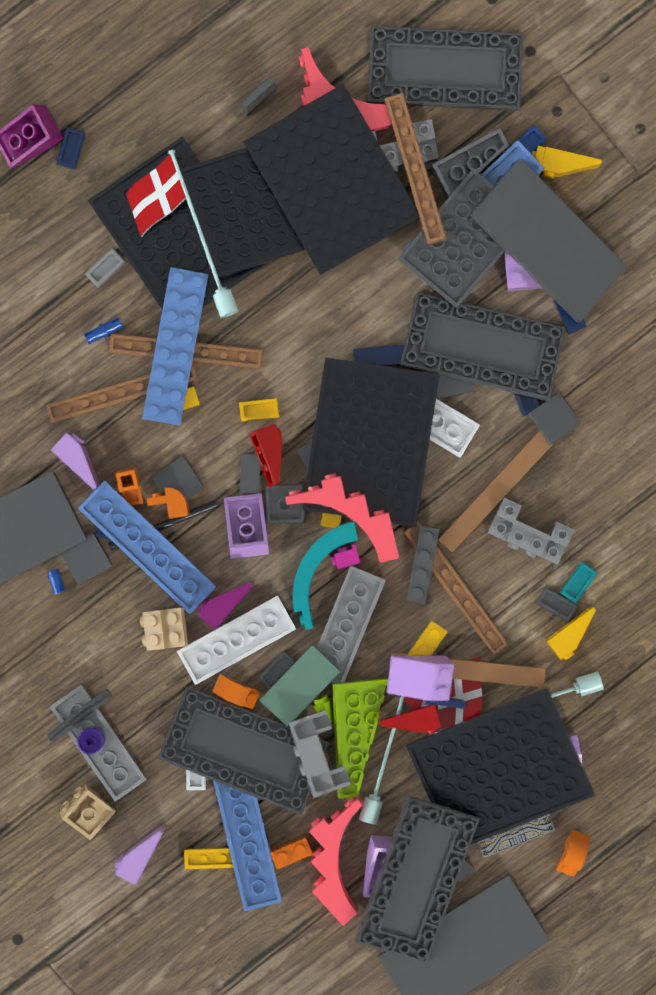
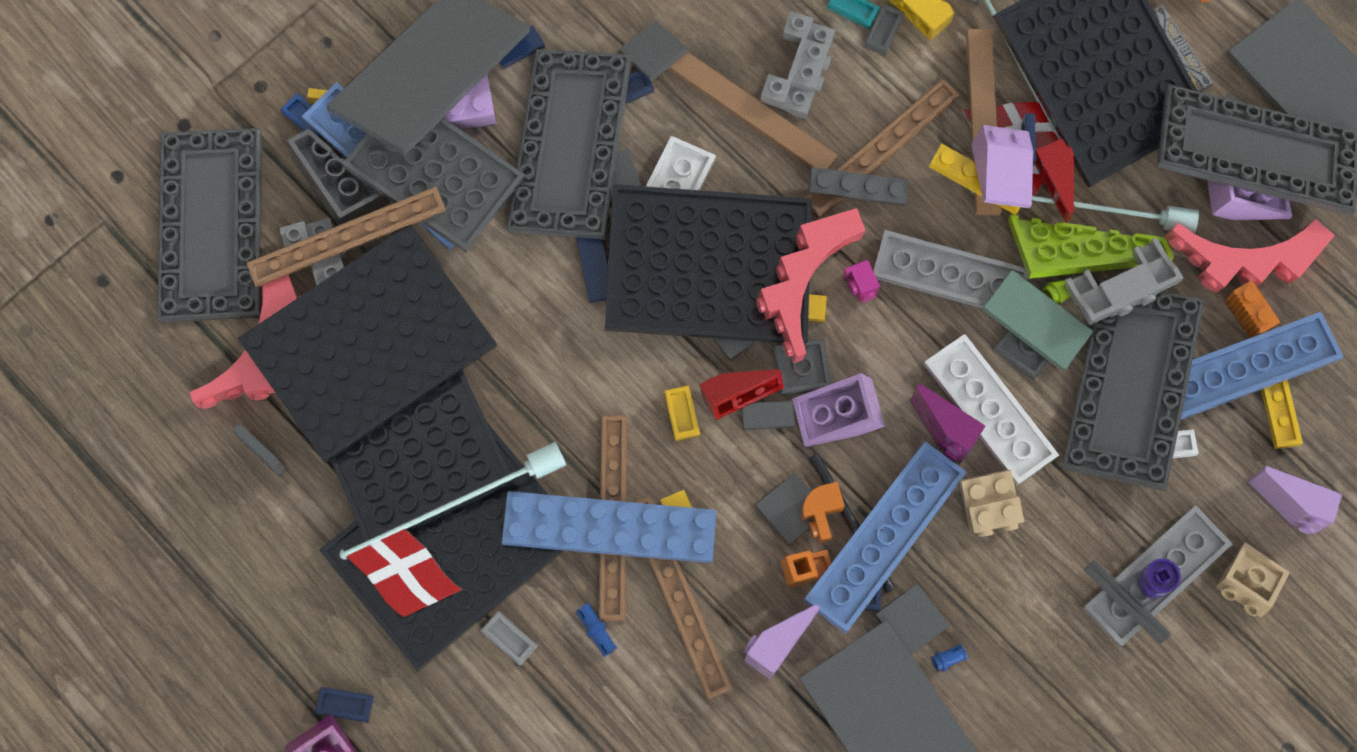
camera: 100 degrees left, 15 degrees down
(236, 692) = (1059, 402): orange brick -> none
(317, 552) = (877, 324): teal arch -> none
(562, 163) = (326, 65): yellow slope -> none

